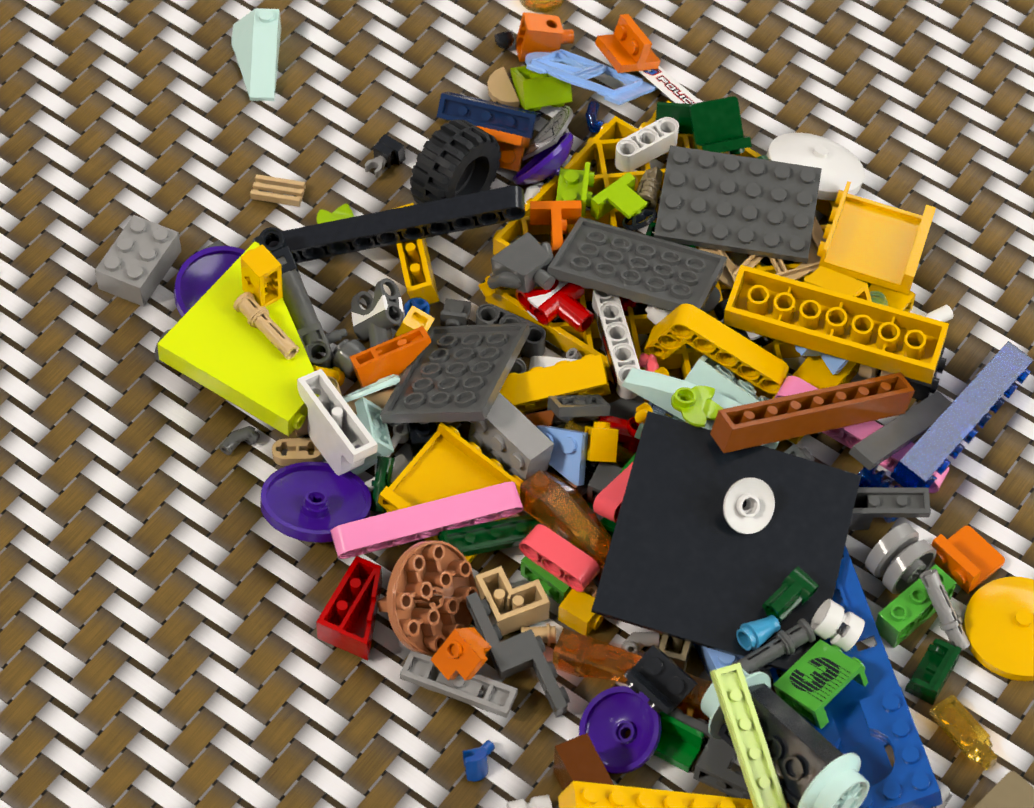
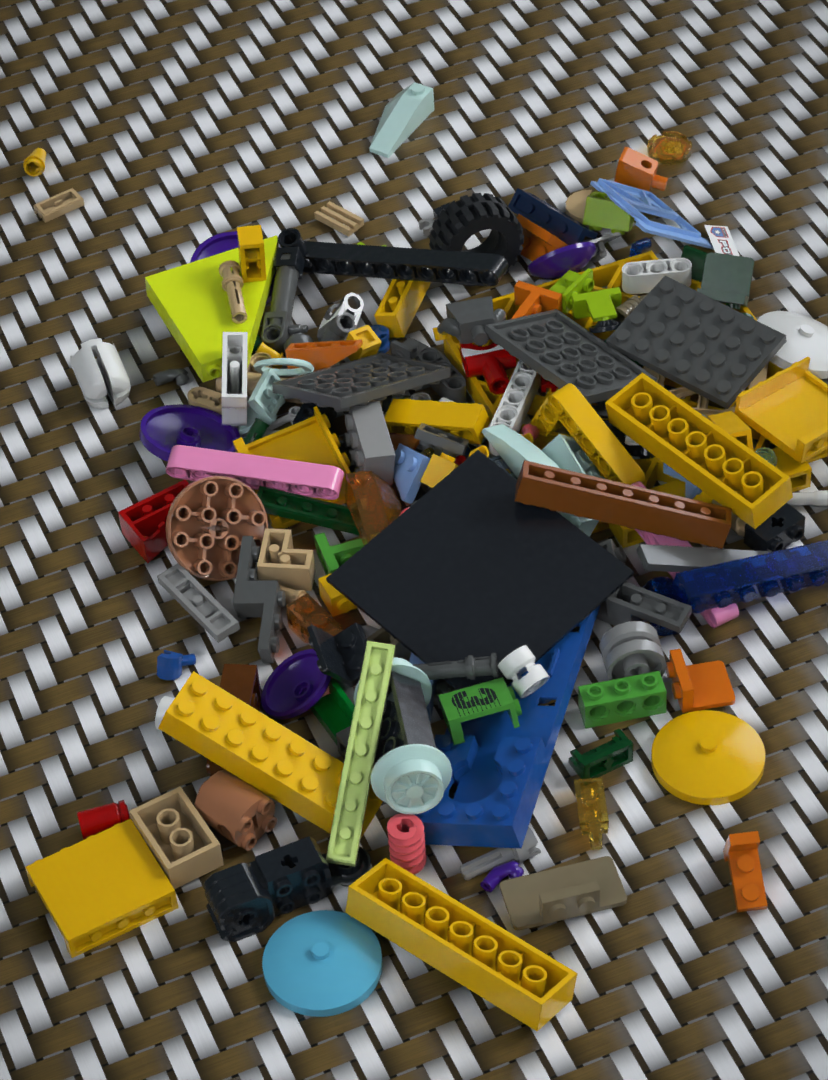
camera: 35 degrees right, 10 degrees down
(138, 260) = (187, 226): light grey brick -> none
(172, 469) = (100, 373): none -> white cylinder
(461, 654) = (210, 575): orange brick -> none
(504, 39) = (608, 170): black hinge -> none
(559, 557) = (338, 536): coral beam -> none
(628, 47) = (706, 207): orange bracket -> none
(696, 404) = (518, 453): lime plate -> none
(755, 633) = (451, 649): dark azure cone -> none
(758, 508) = (509, 564): white dish -> none
(794, 590) = (508, 630): dark green piece -> none
(949, 620) = (639, 709): light grey pin -> none

